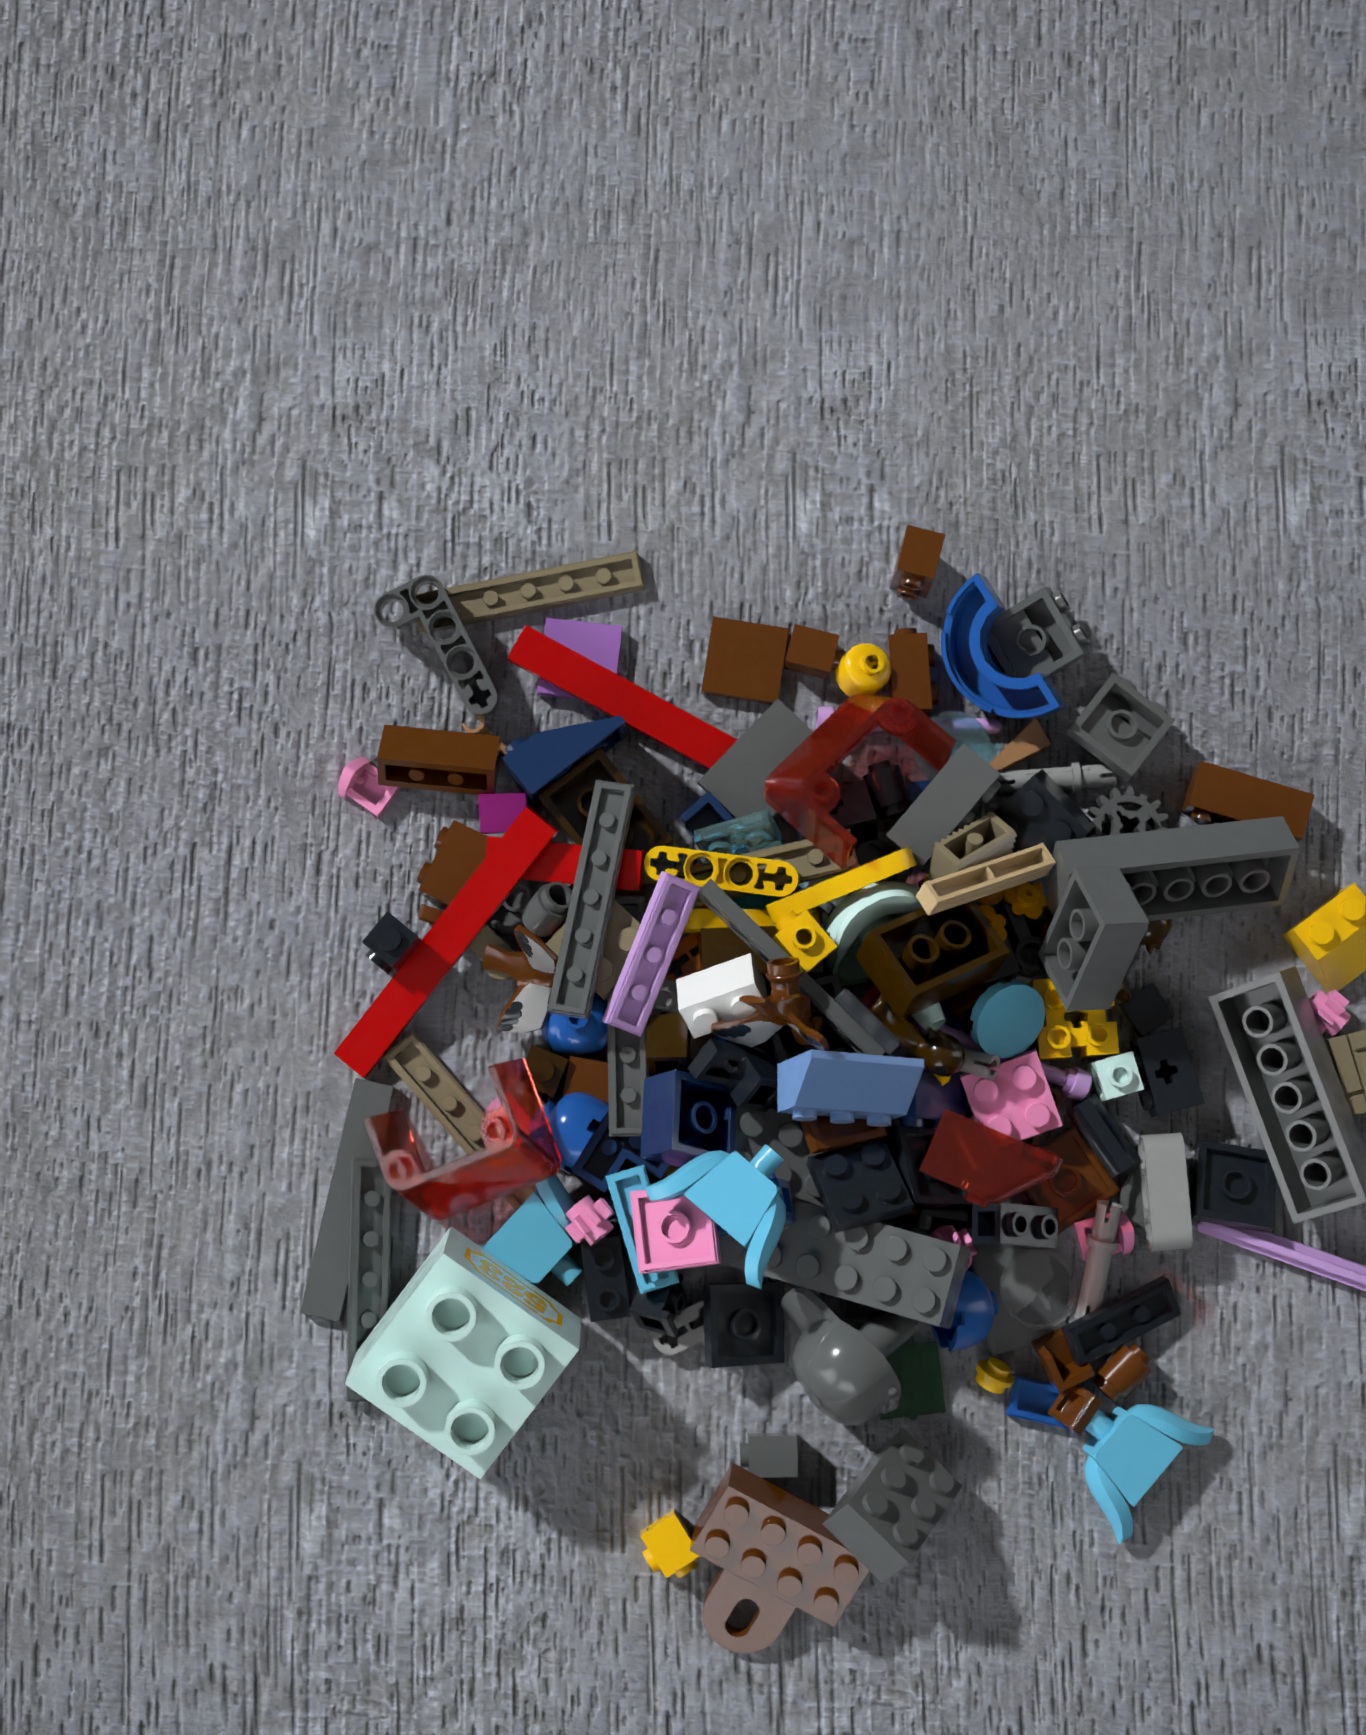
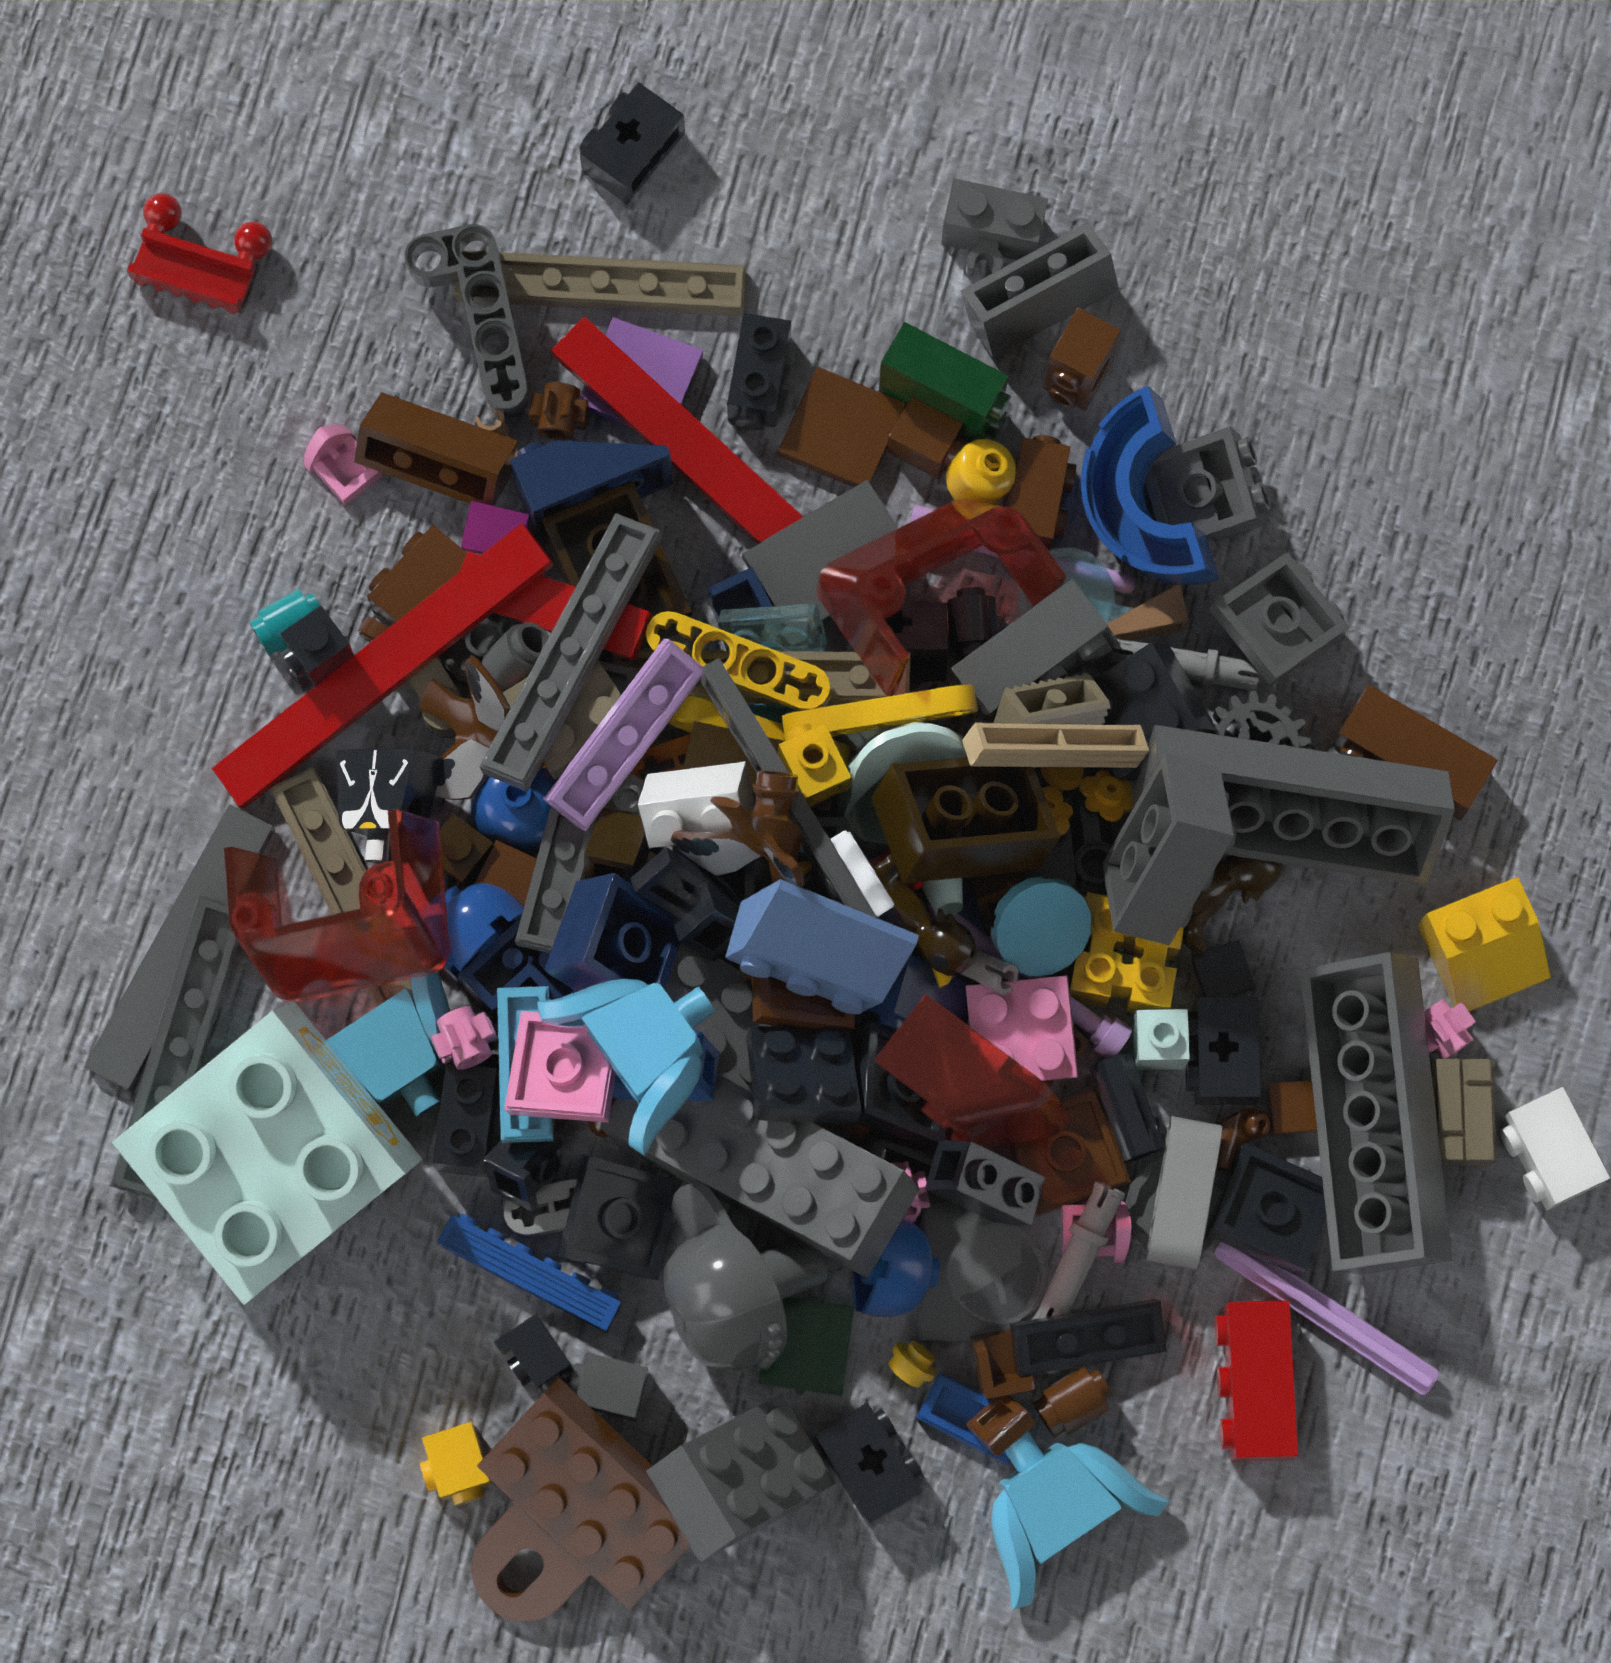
camera: 15 degrees right, 5 degrees down
(210, 662) = (192, 268): none -> red gear
(358, 922) = (279, 616): none -> teal brick
(473, 1041) = (382, 781): none -> black torso
(524, 496) = (627, 166): none -> black brick
(525, 703) = (558, 411): none -> reddish brown gear
(670, 632) = (758, 371): none -> black brick
(684, 1382) = (530, 1274): none -> blue piece
(708, 1446) = (536, 1354): none -> black brick
(819, 470) = (992, 223): none -> dark grey brick
(819, 607) = (945, 380): none -> dark green brick
(870, 513) = (1040, 289): none -> dark grey brick
(992, 1483) = (843, 1448): none -> black brick
(1192, 1127) = (1237, 1130): none -> reddish brown arm
(1226, 1101) = (1291, 1108): none -> reddish brown tile
(1256, 1320) = (1257, 1381): none -> red brick

